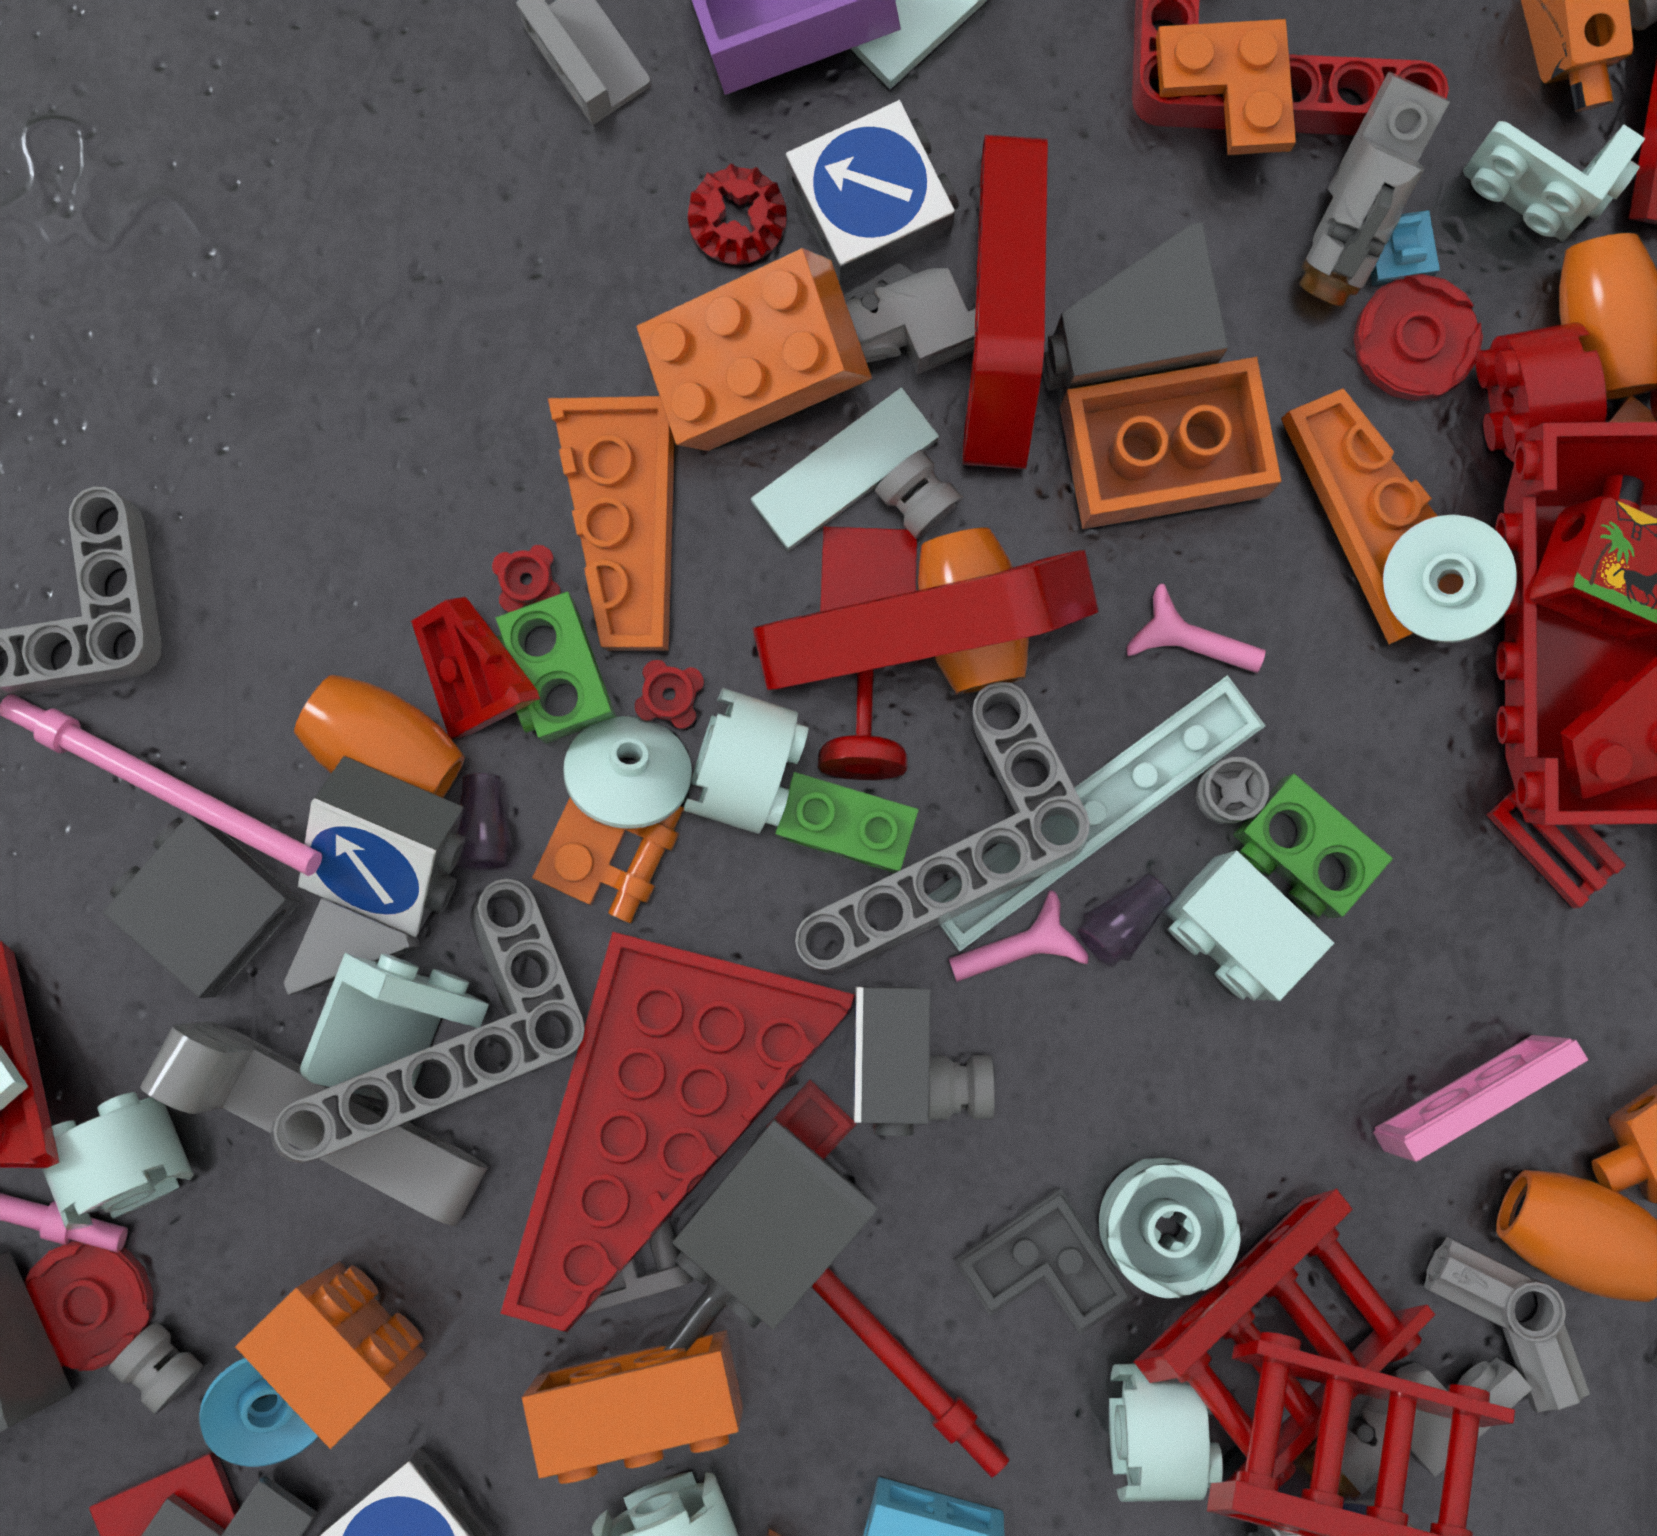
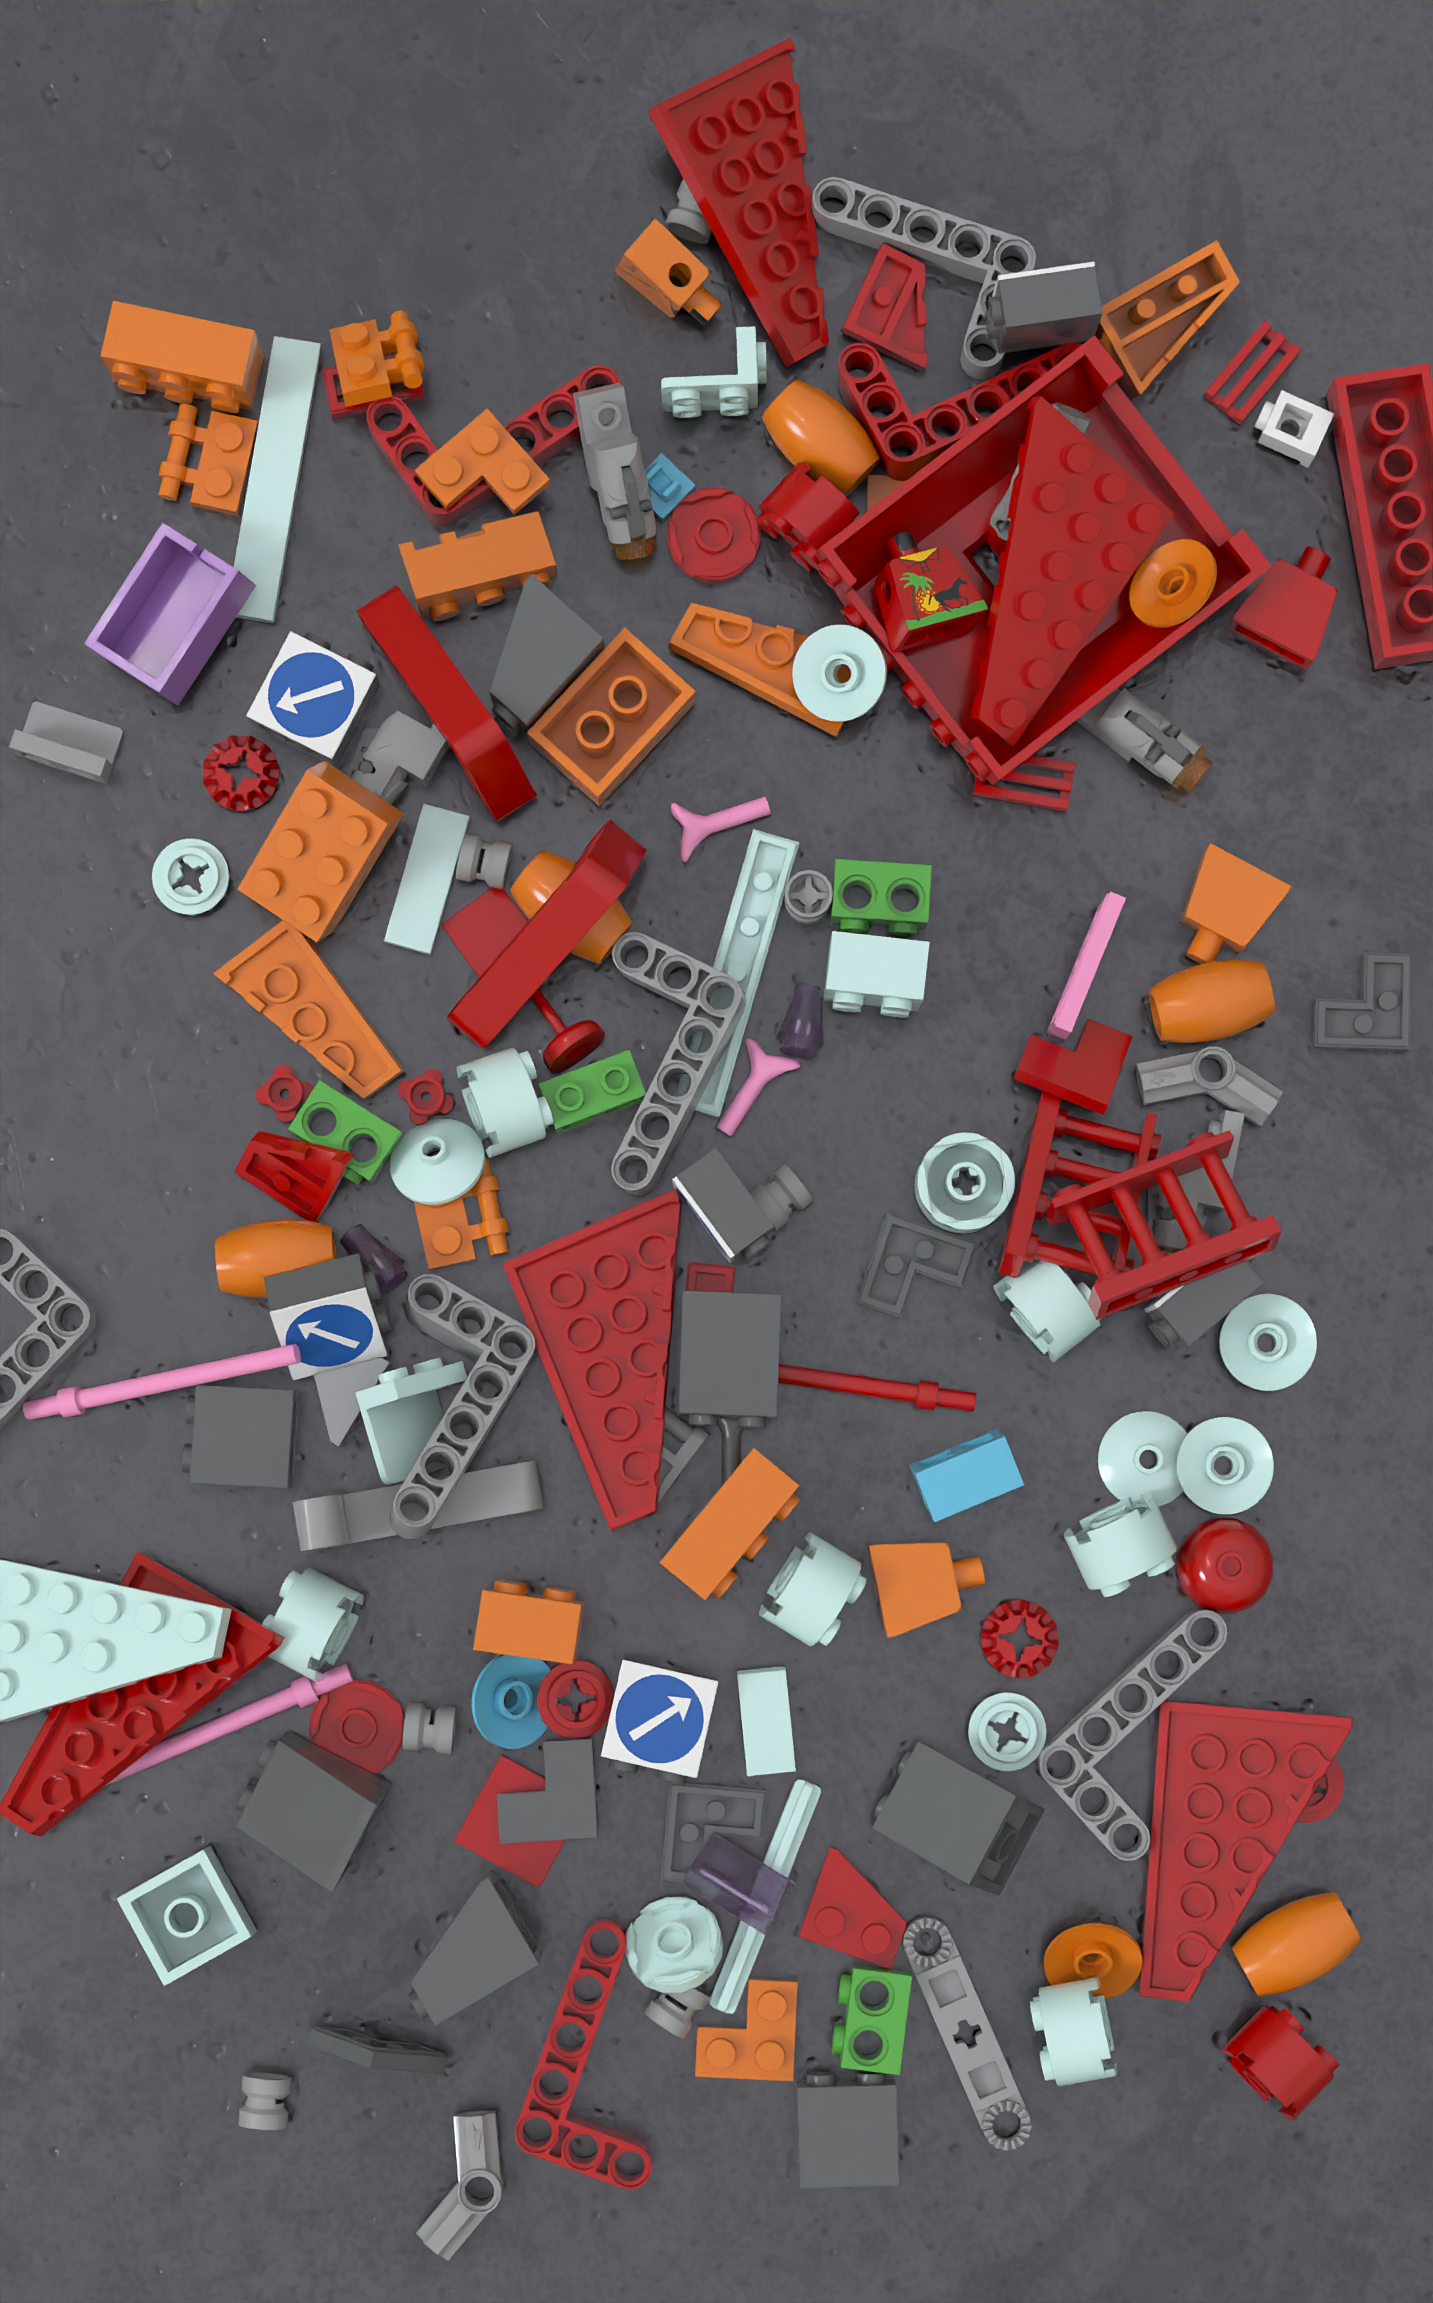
camera: 40 degrees left, 0 degrees up
(340, 1482) = (590, 1714): none -> red gear
(583, 262) = (168, 873): none -> light aqua gear
(1144, 180) = (478, 565): none -> orange wedge
(1386, 1208) = (1078, 1076): none -> red tile

